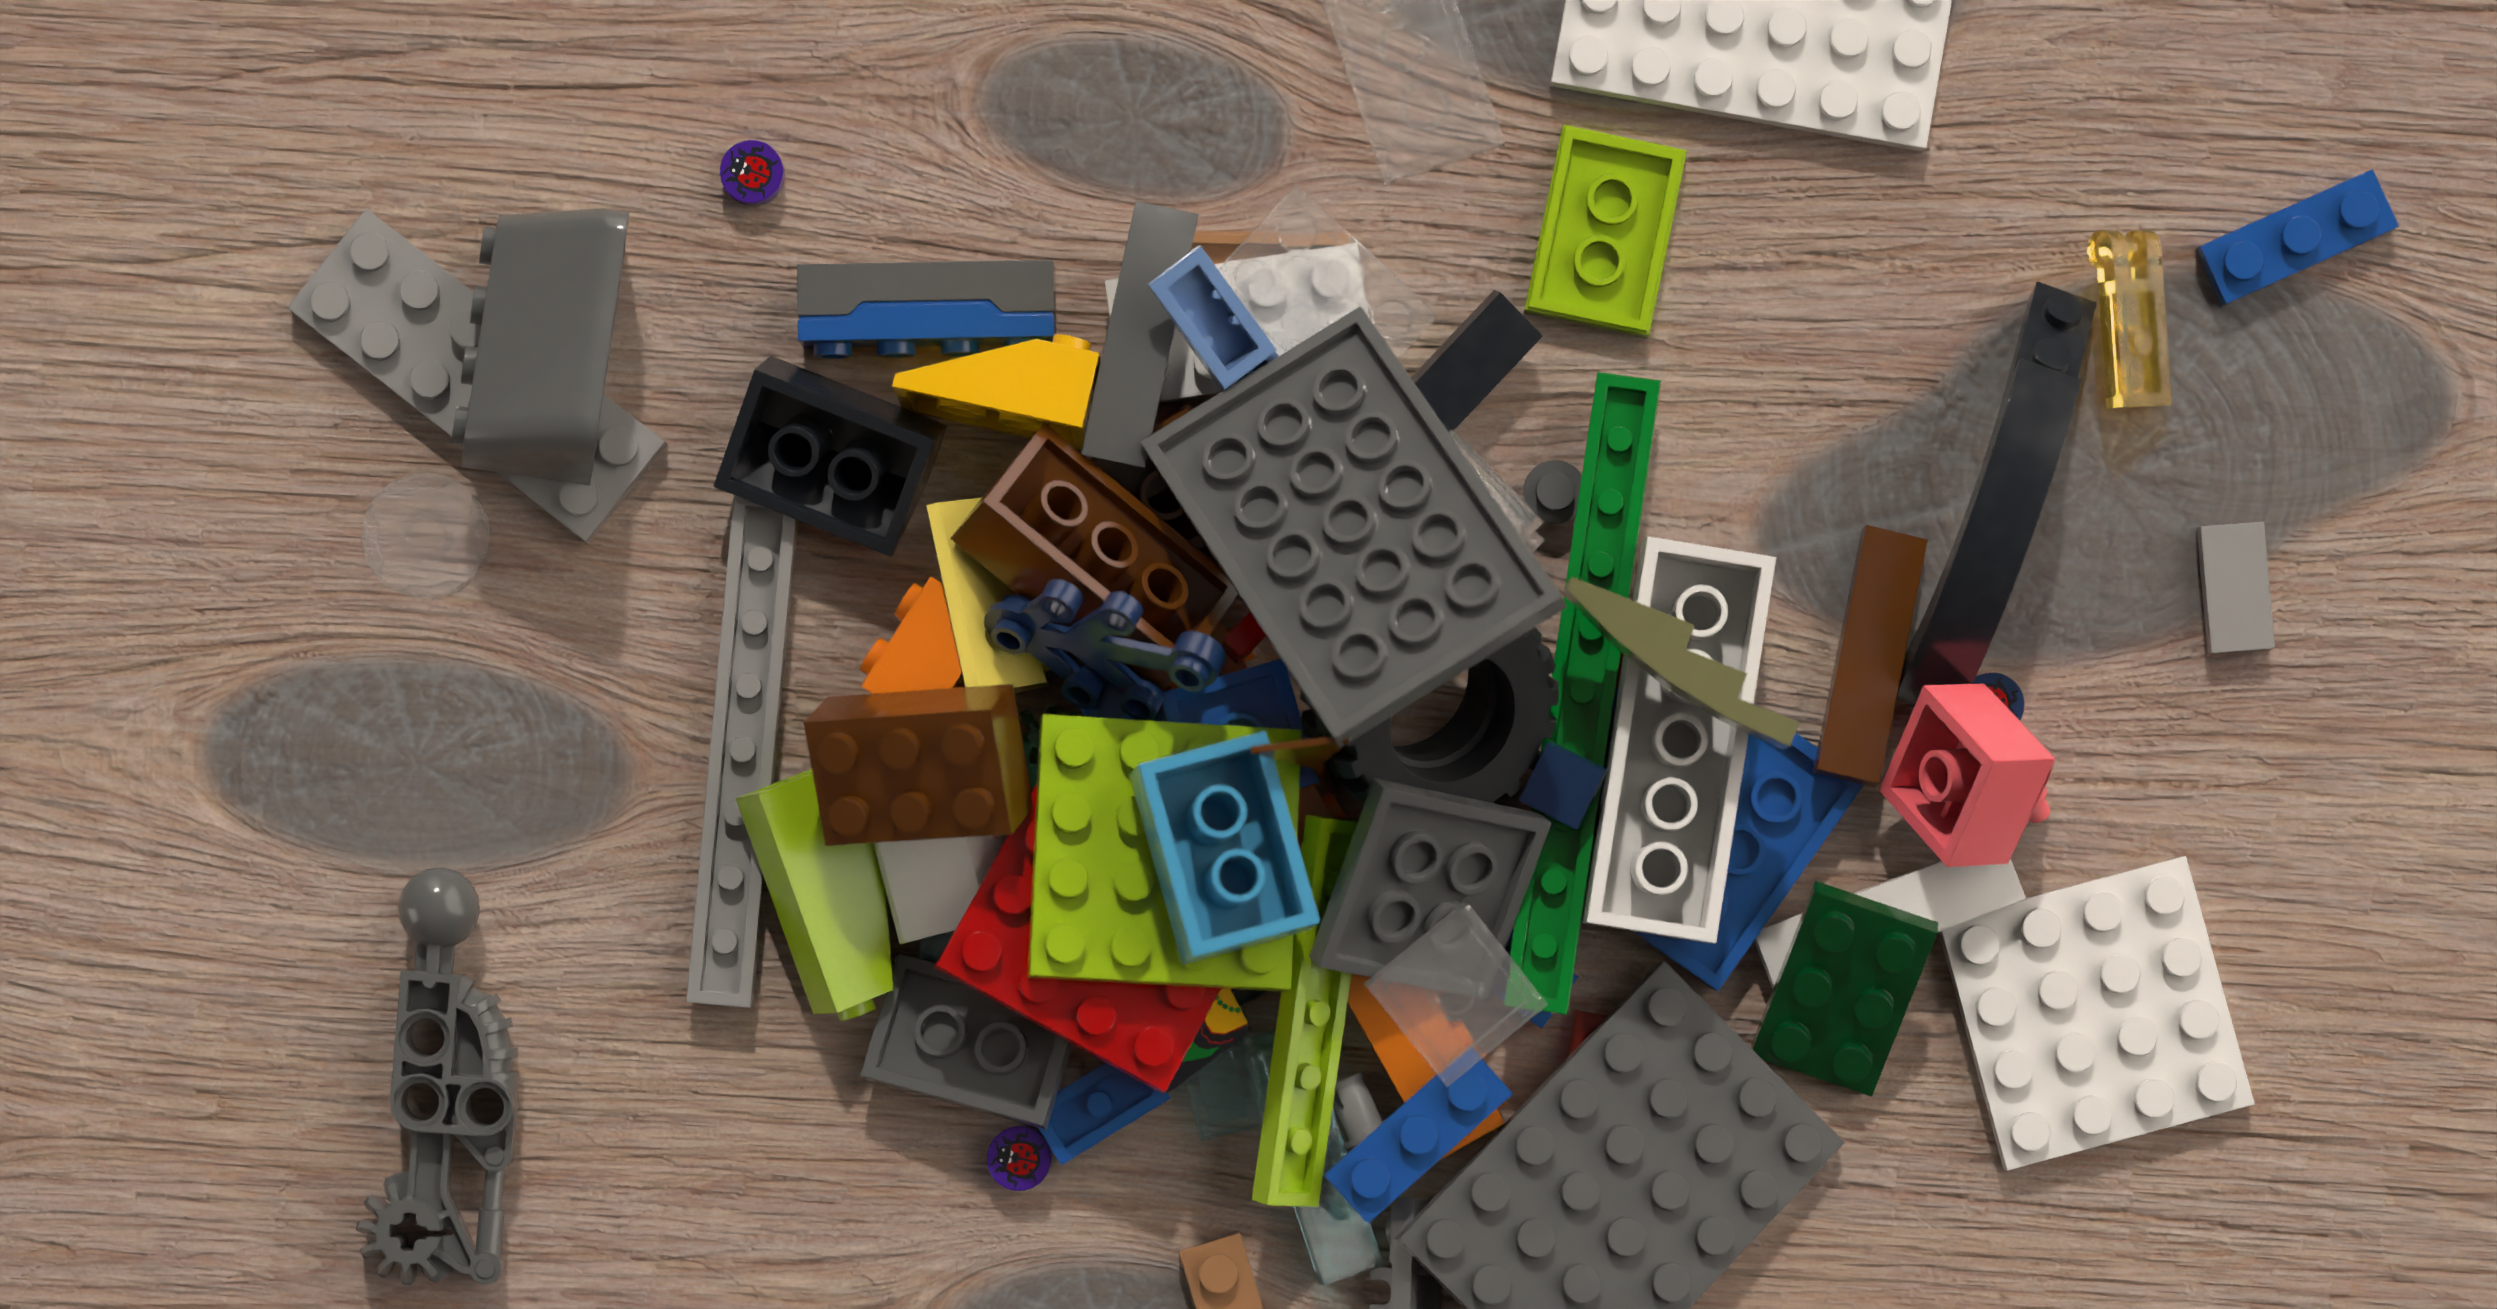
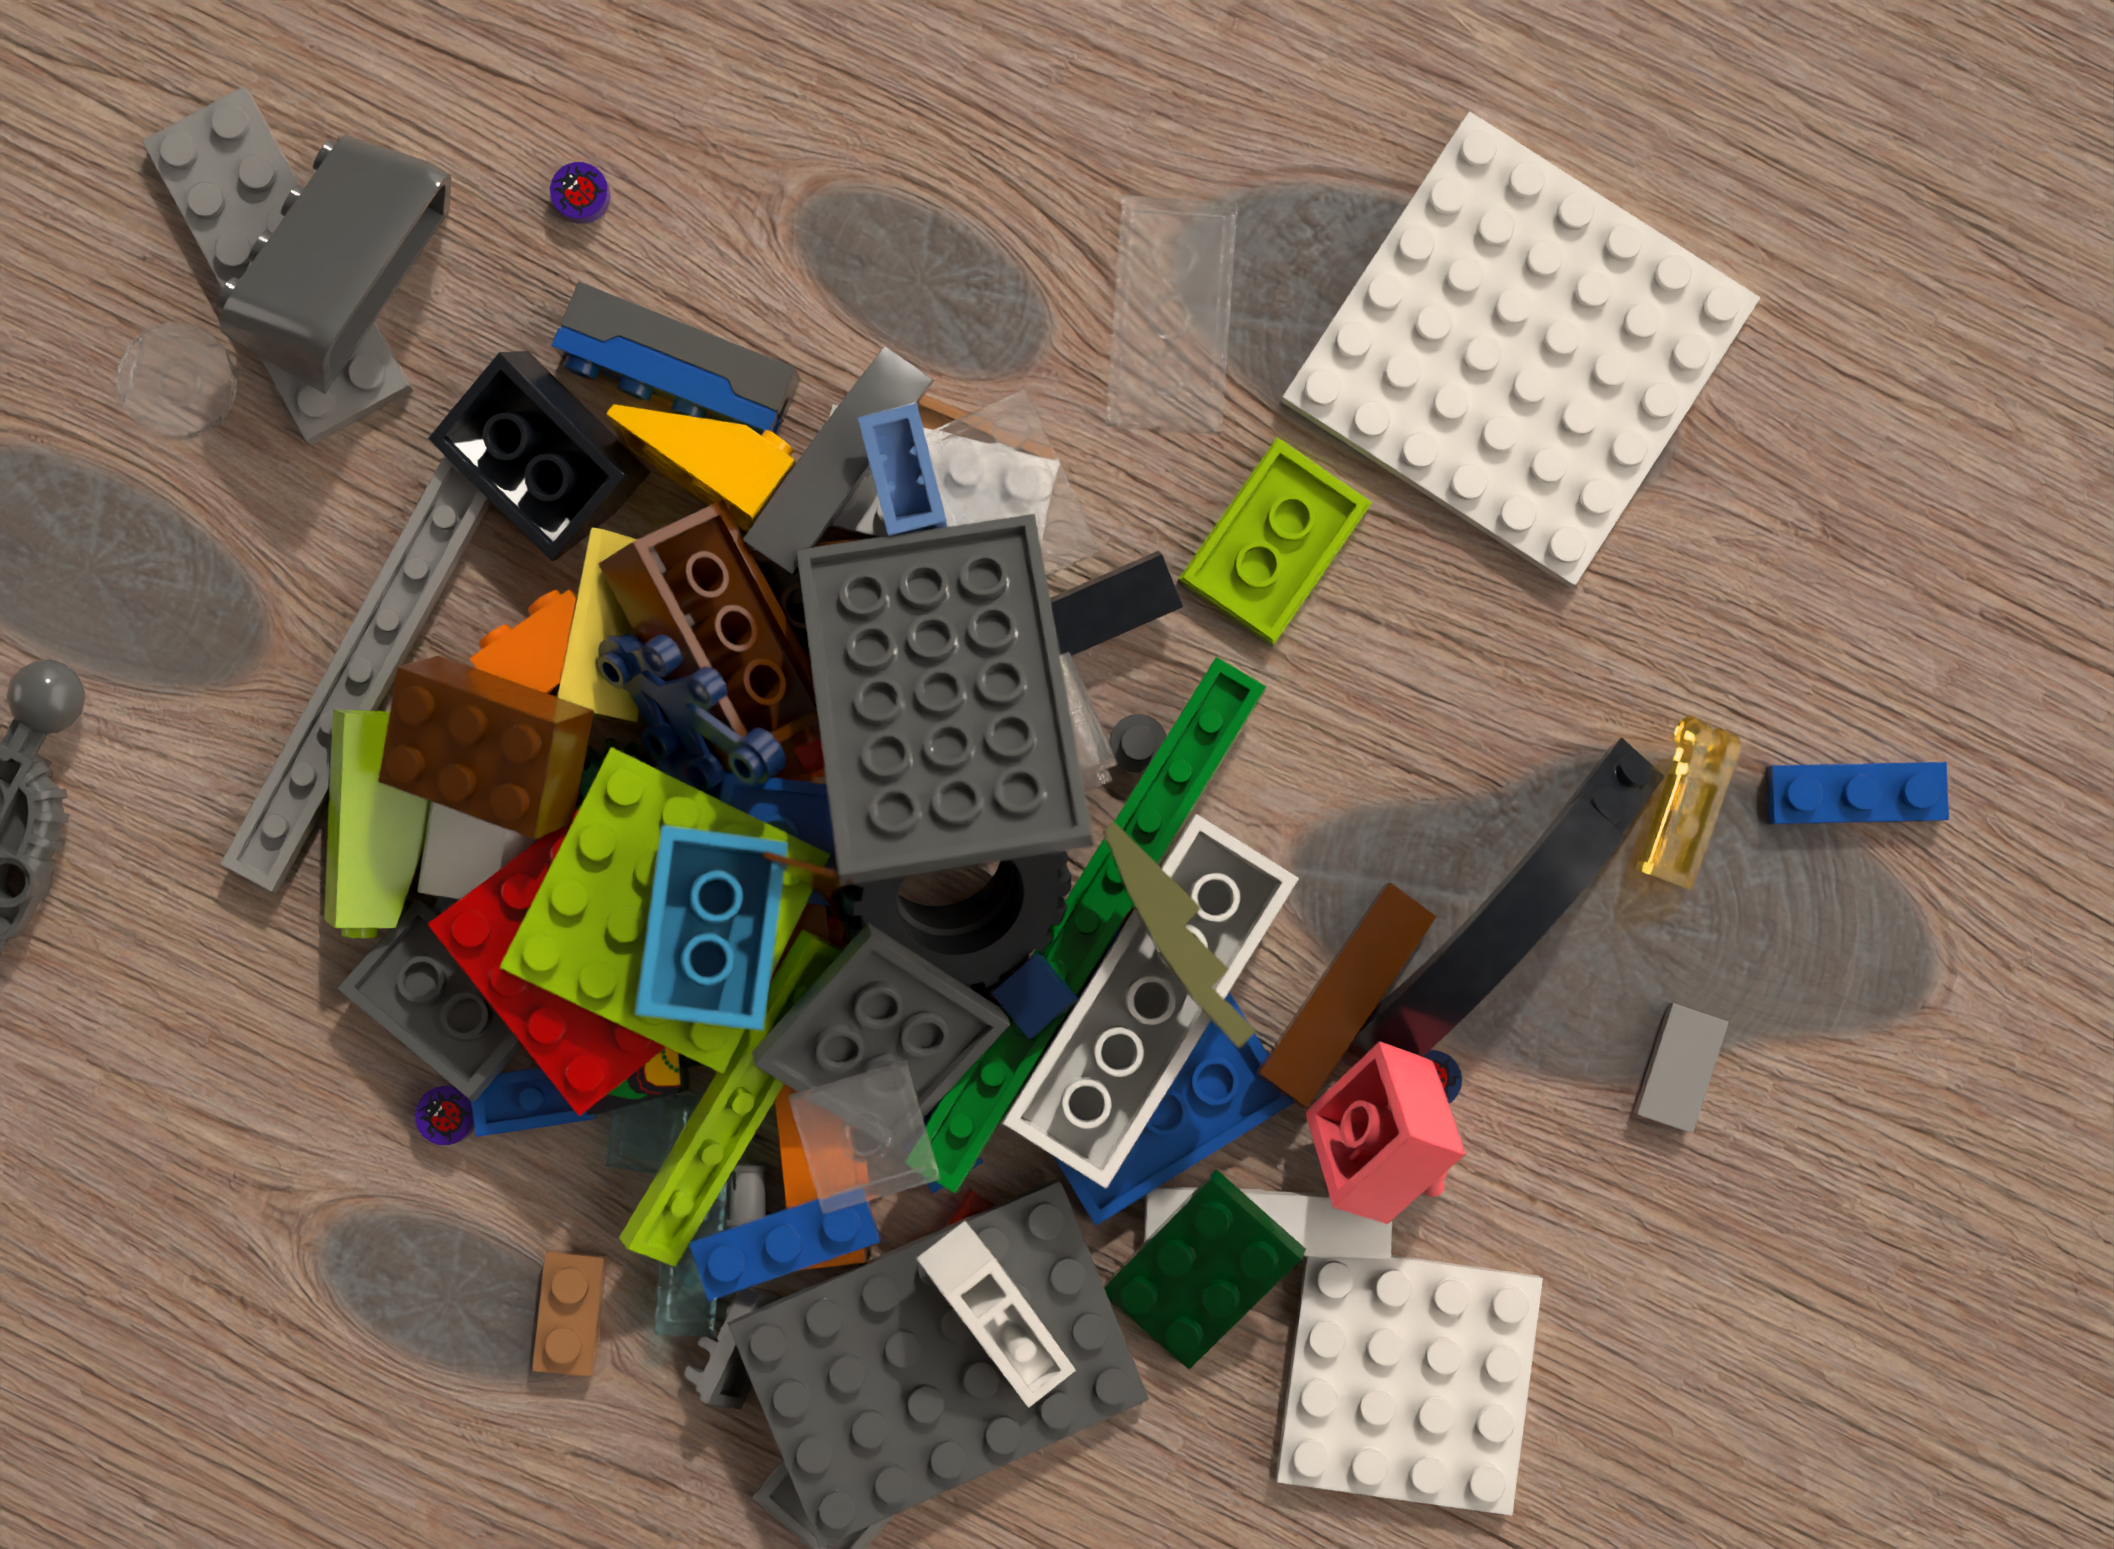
camera: 15 degrees right, 0 degrees up
(1658, 1114) = (996, 1313): none -> white slope

